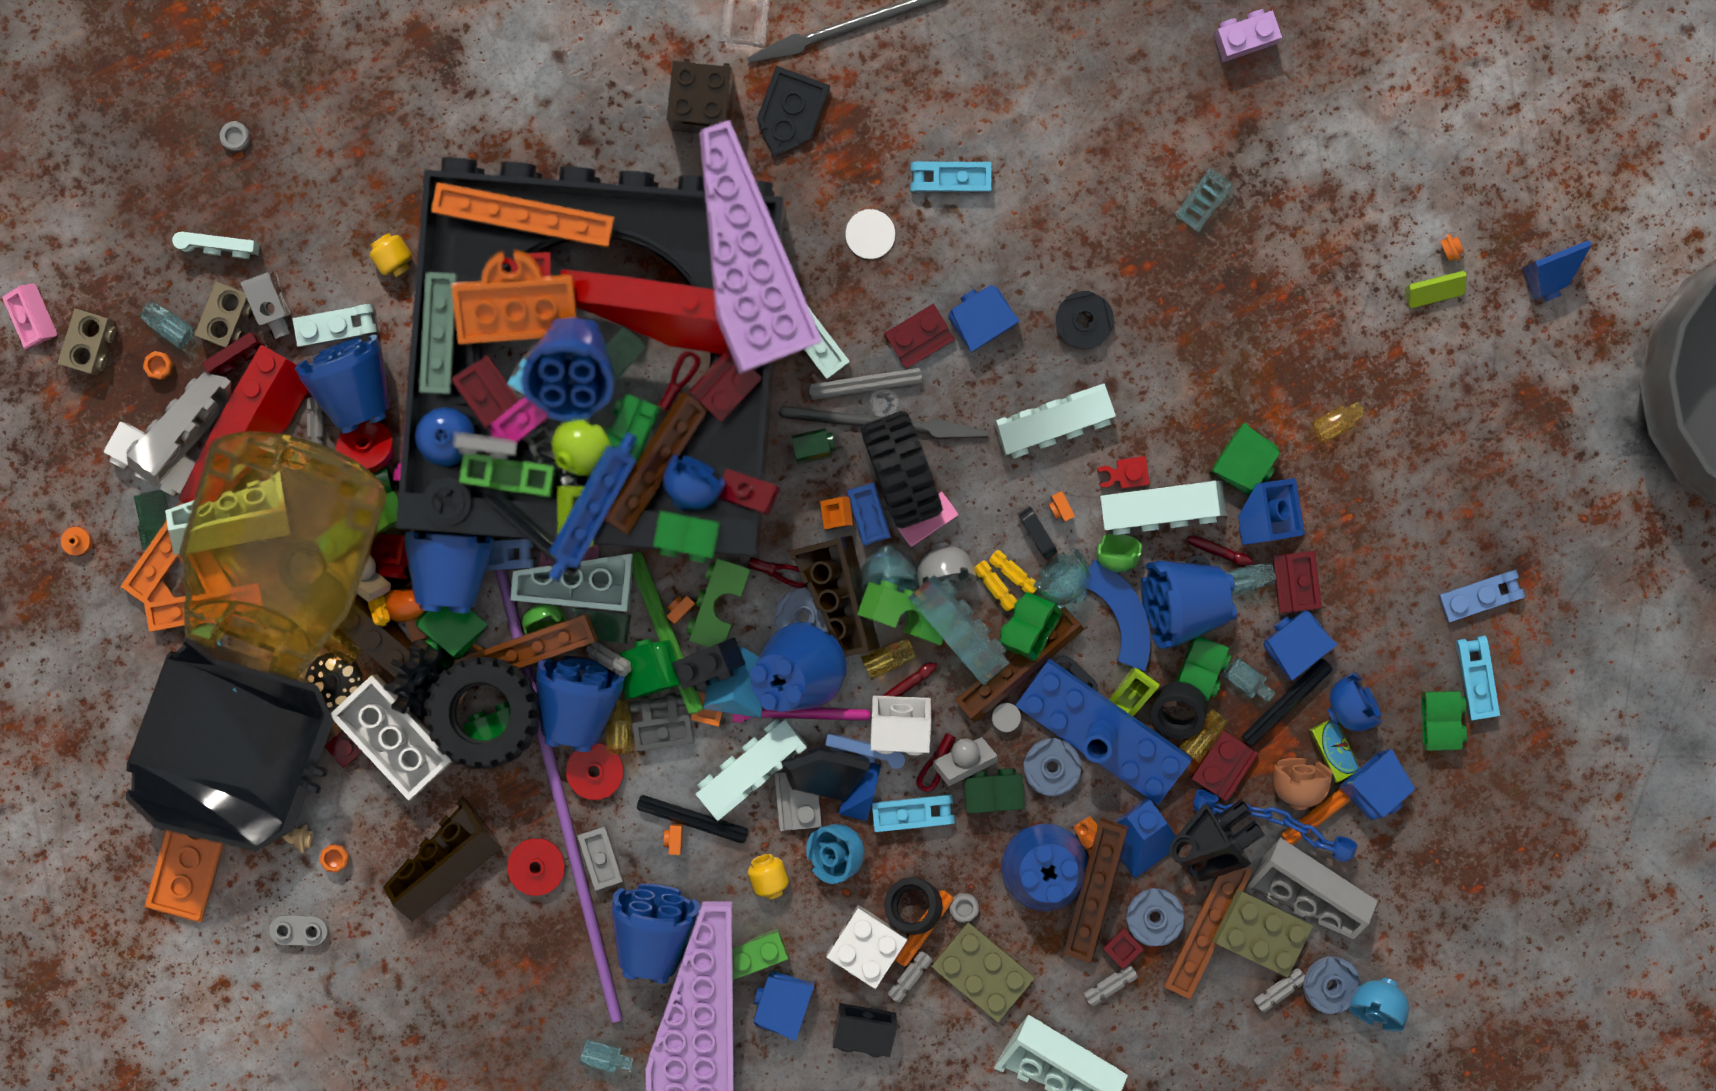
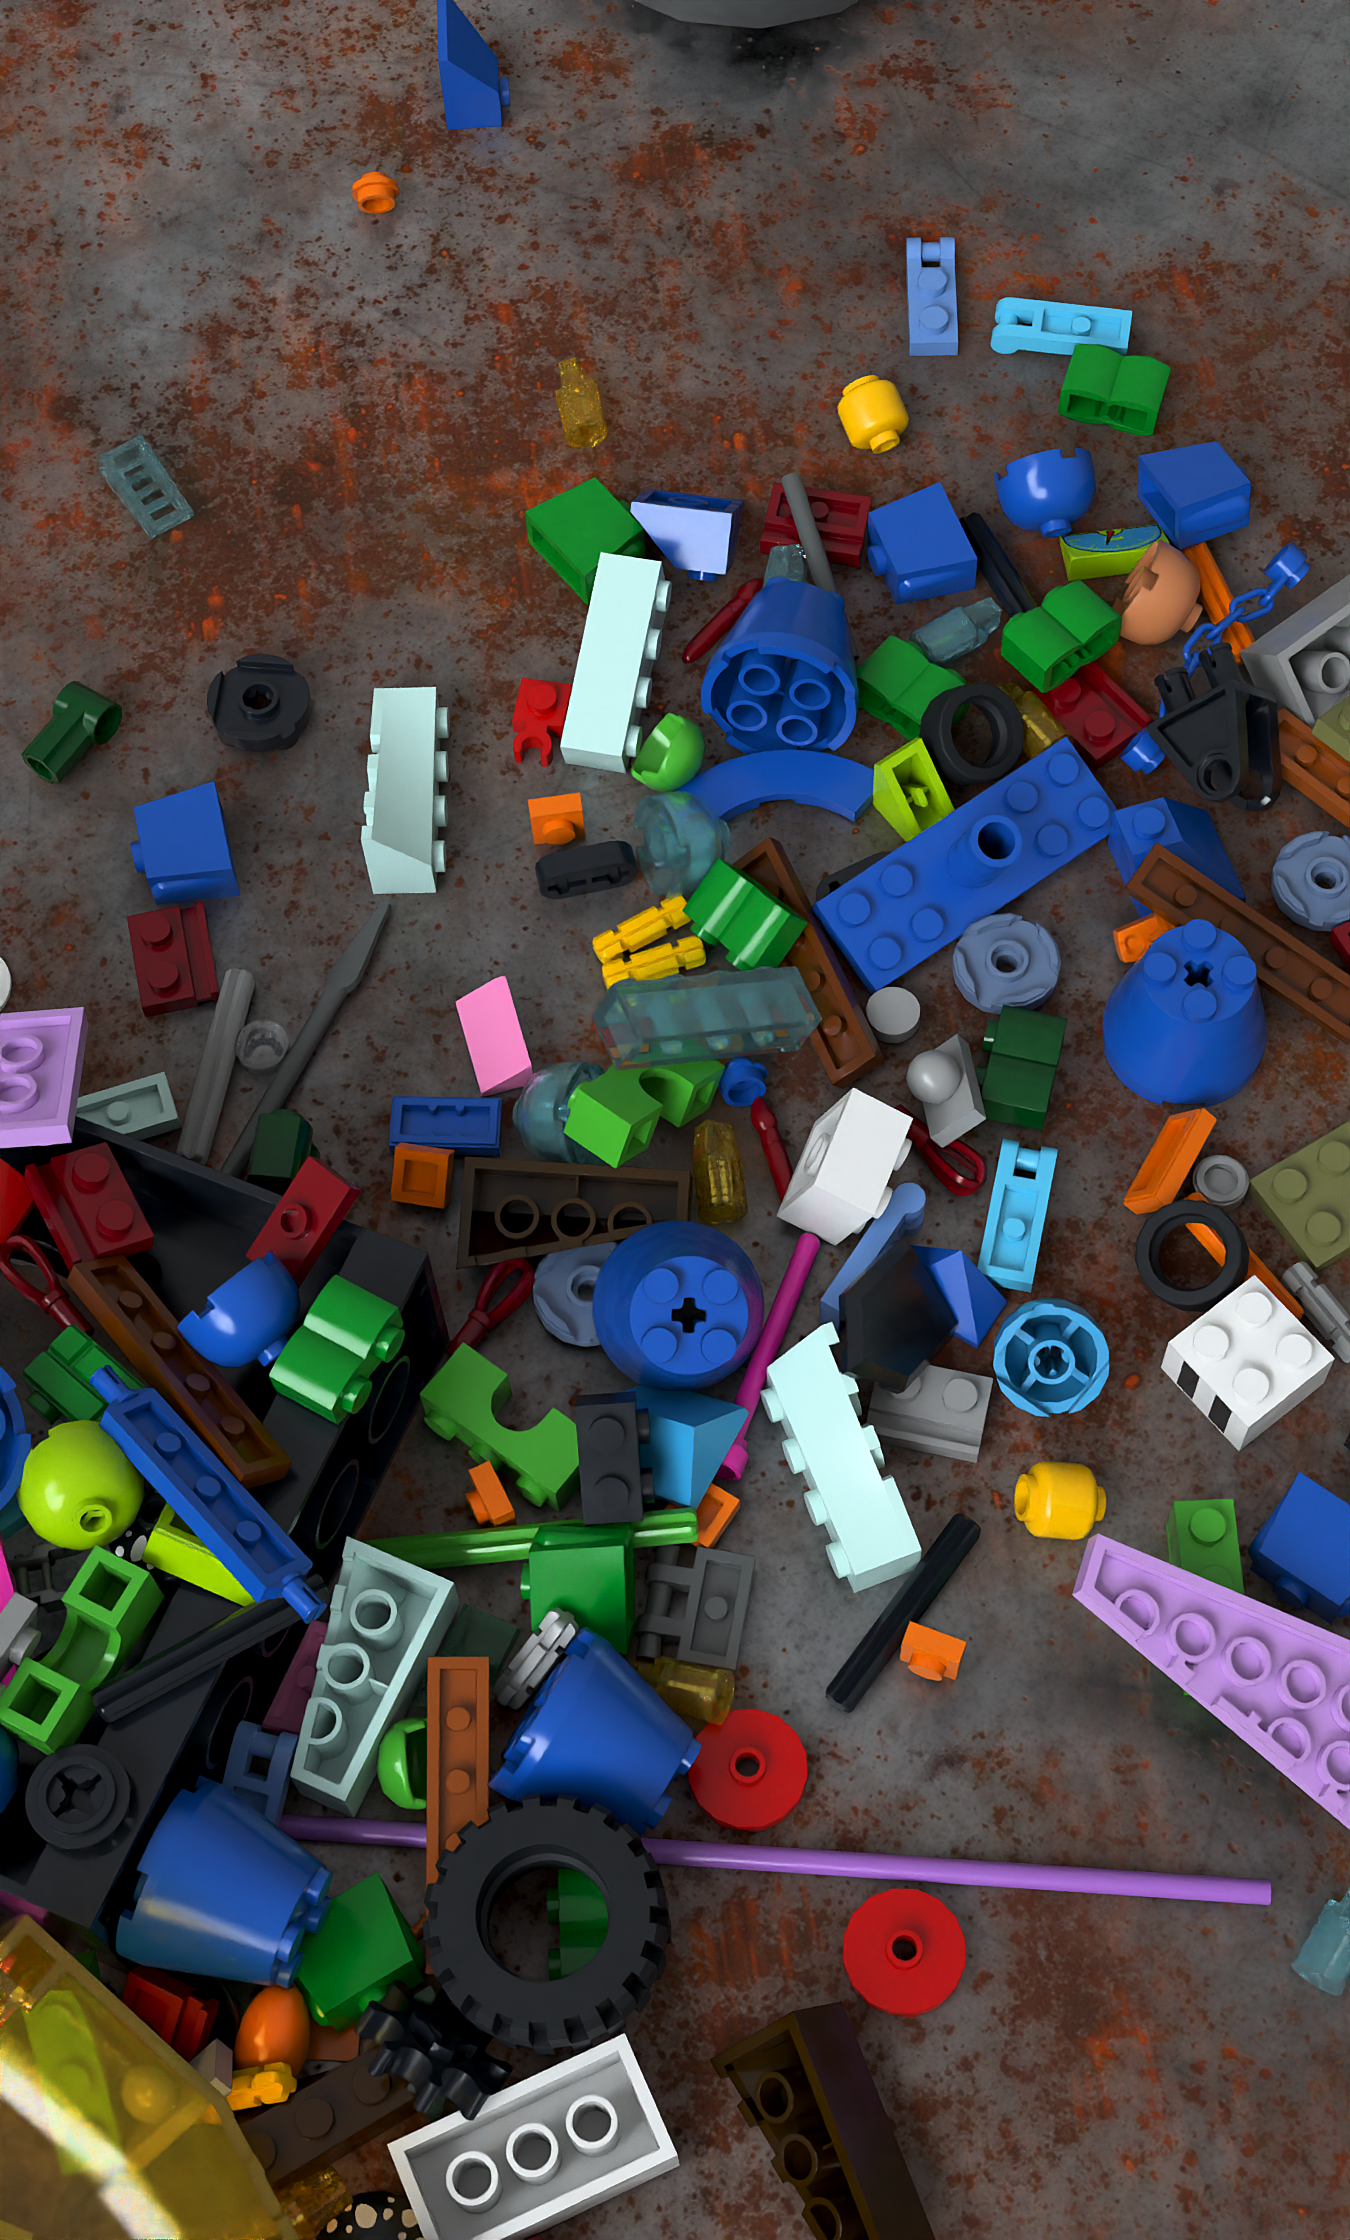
camera: 65 degrees left, 25 degrees down
(600, 858) = (925, 1812): light grey plate -> none
(652, 930) = (1106, 1740): blue cone -> none
(901, 469) = (383, 1011): black tyre -> none
(941, 654) = (742, 1081): none -> blue plate
(946, 563) = (570, 1018): light grey cylinder -> none
(964, 880) = (1169, 1161): none -> orange tile
(1040, 228) = (77, 722): none -> dark green piece
(1255, 740) = (1060, 635): none -> green brick
(1272, 589) = (810, 538): none -> dark grey bar
(1380, 590) = (872, 414): none -> yellow head
(1436, 289) = (428, 230): lime slope -> none

